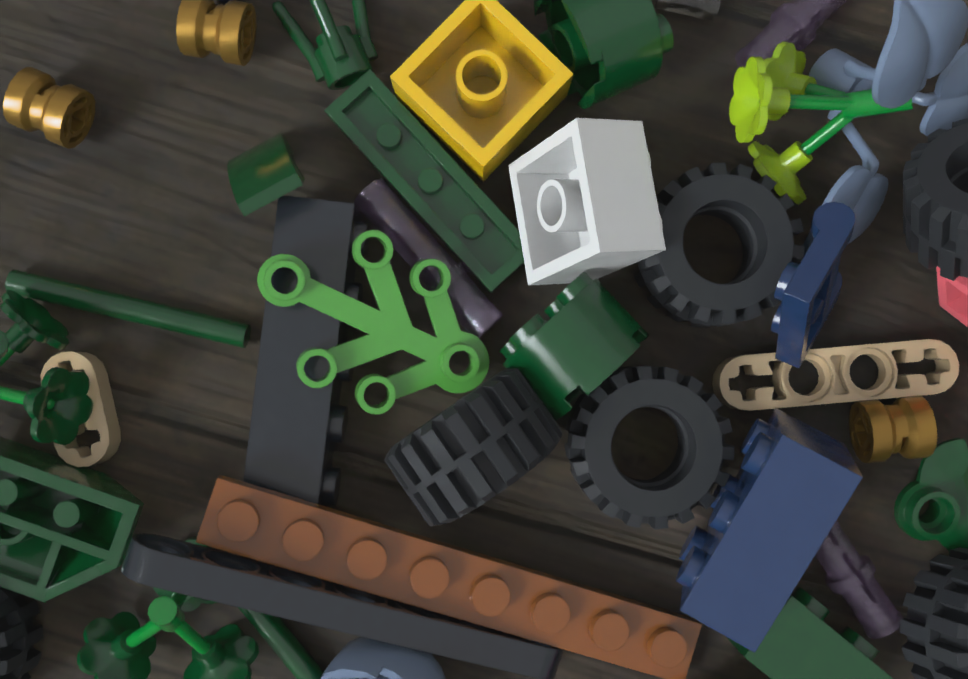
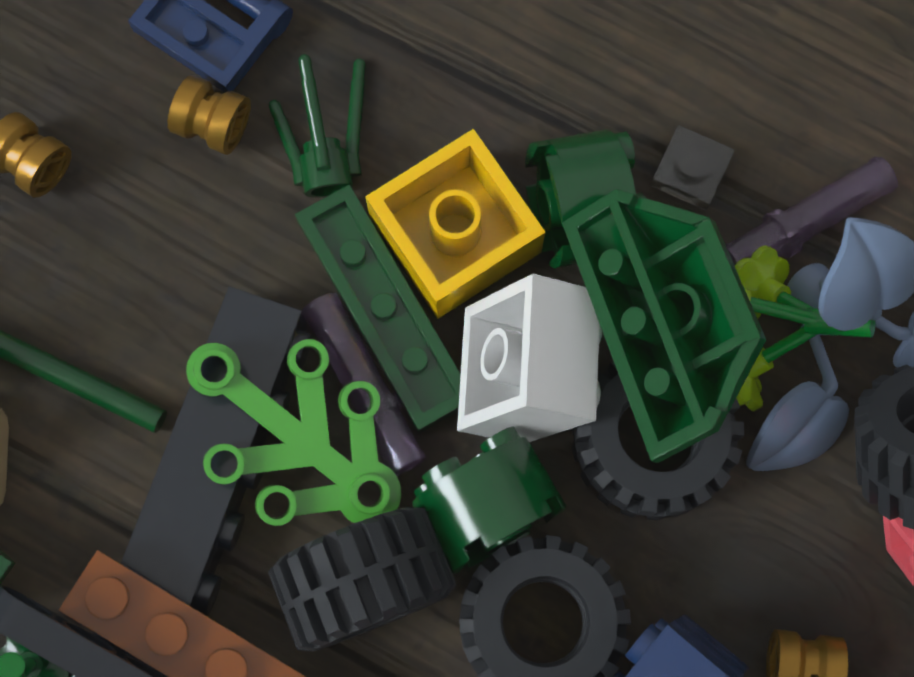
camera: 15 degrees right, 10 degrees down
(263, 174) = (219, 262): dark green slope -> none
(722, 129) = (667, 314): none -> dark green wedge
(812, 286) = (742, 494): dark blue plate -> none
(834, 377) = (758, 593): tan beam -> none

